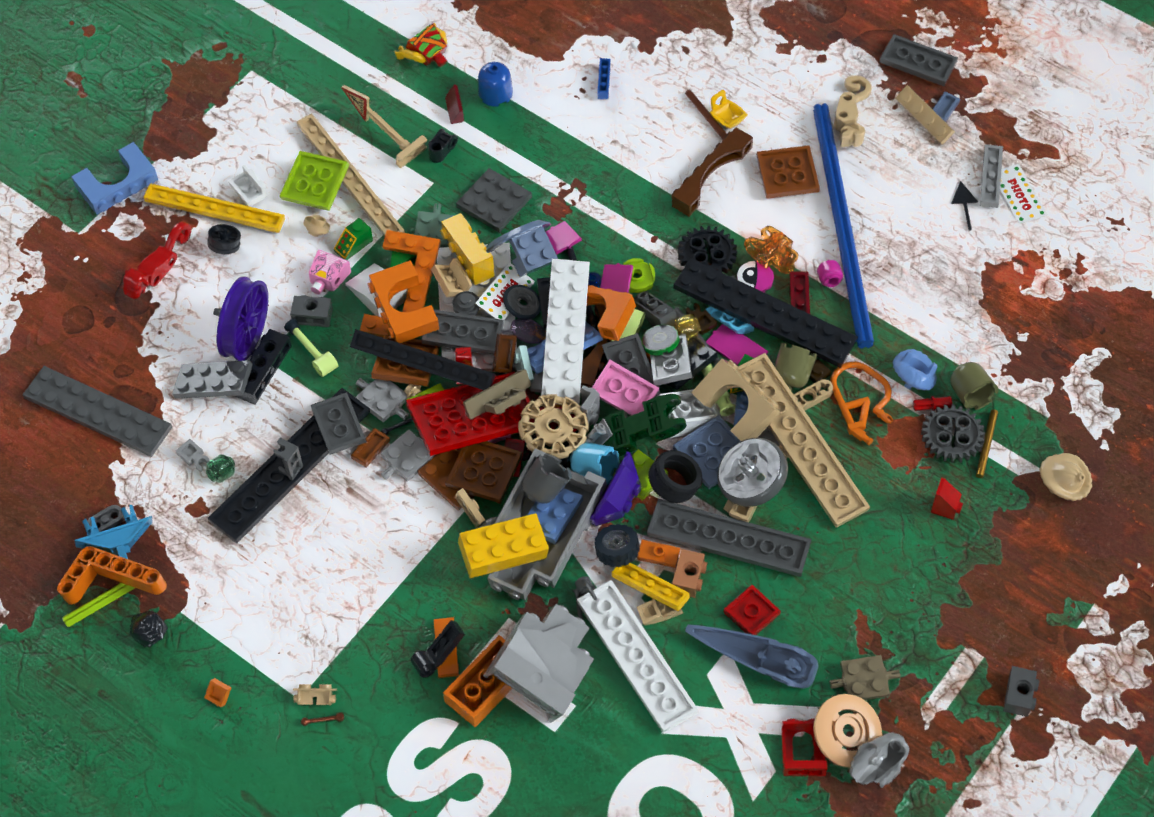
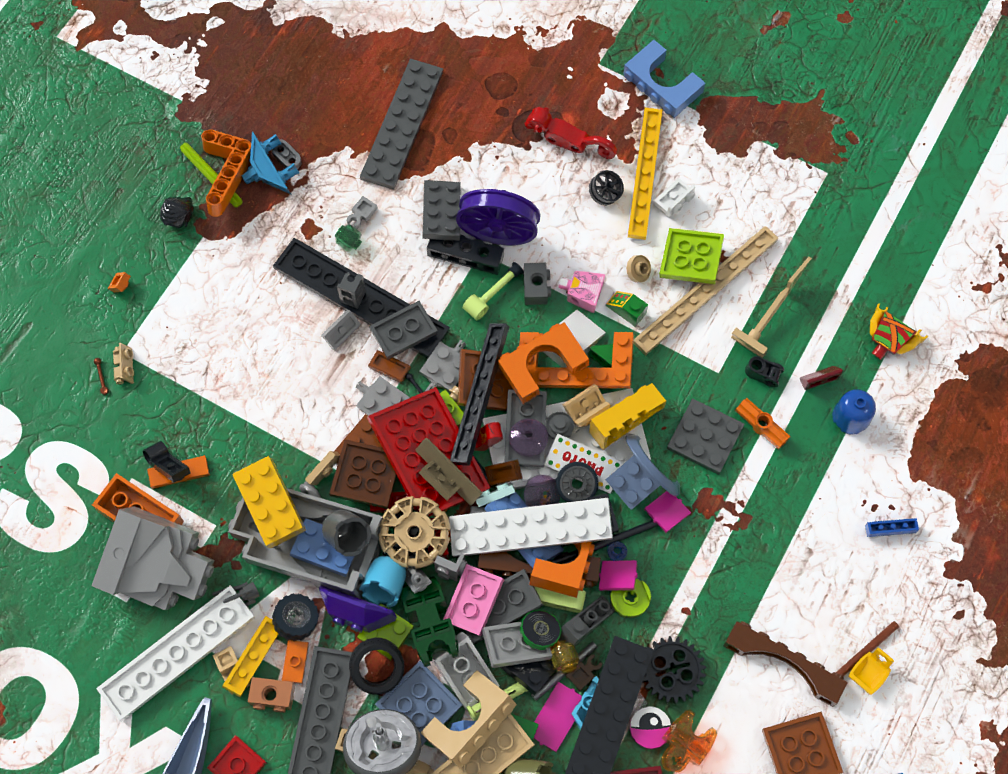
camera: 80 degrees right, 10 degrees up
(322, 484) = (341, 329): none -> light grey plate
(429, 224) = (662, 377): sand green plate -> none
(473, 334) = (528, 446): none -> clear purple dish
(491, 153) = (771, 432): none -> orange piece

